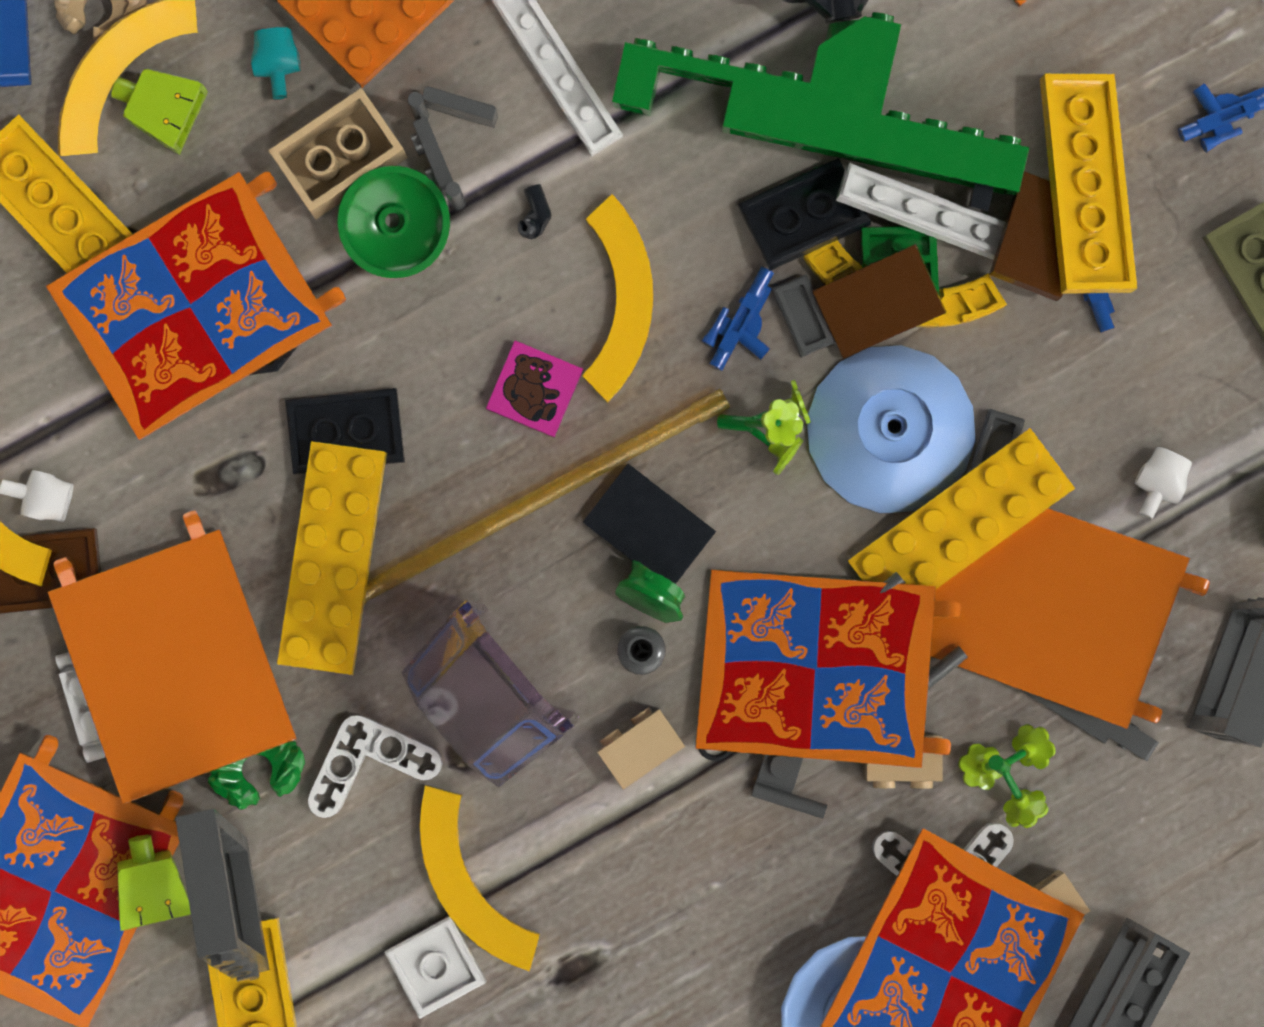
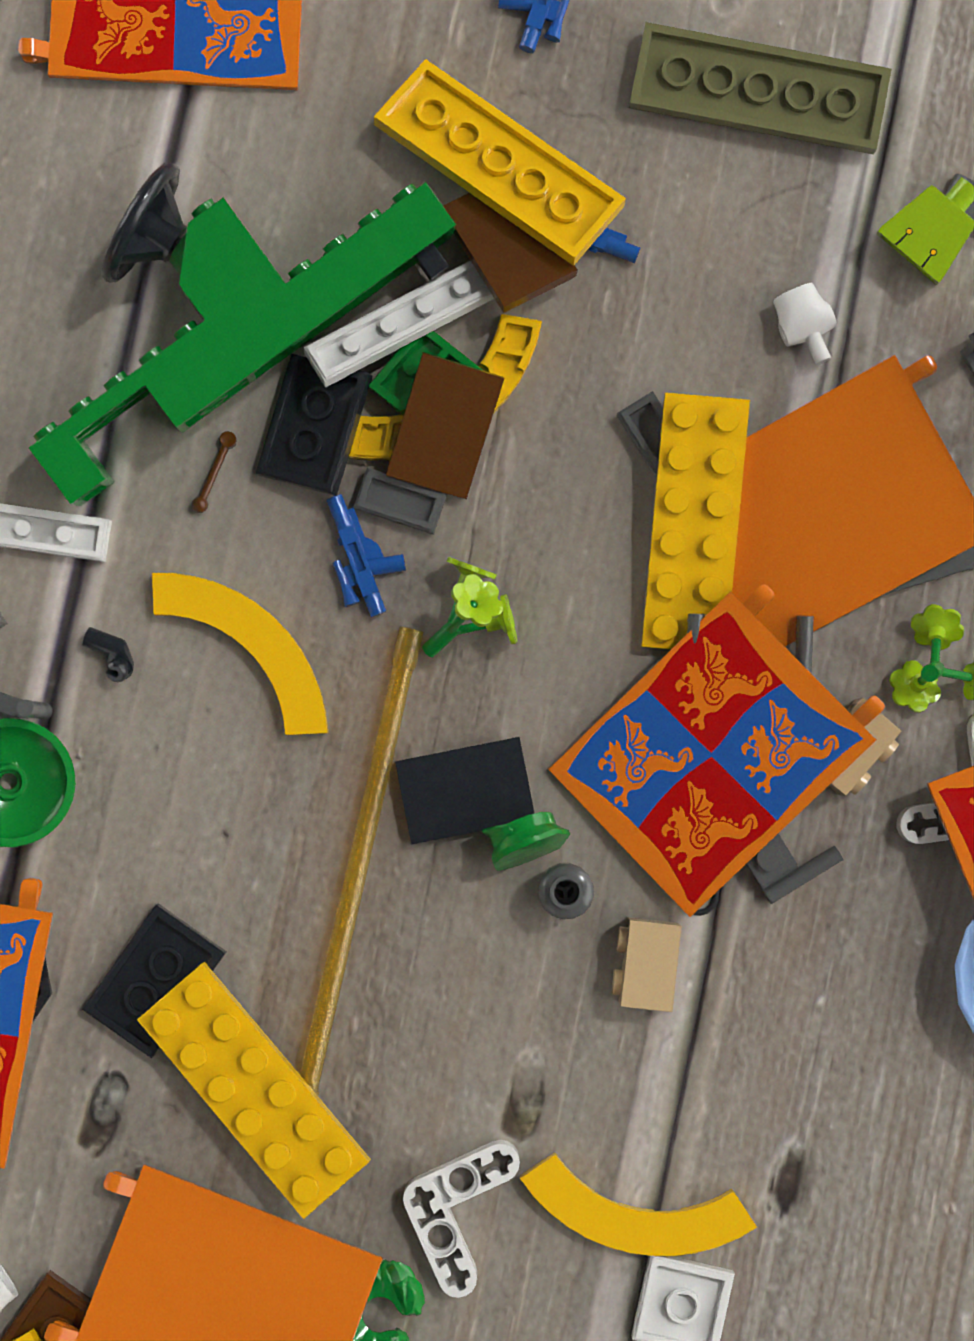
camera: 45 degrees left, 0 degrees up
(482, 698) = (491, 1090): windscreen -> none
(534, 389) = (261, 785): tile -> none
(743, 167) = (228, 441): none -> reddish brown hinge
(852, 436) = (552, 554): light blue dish -> none

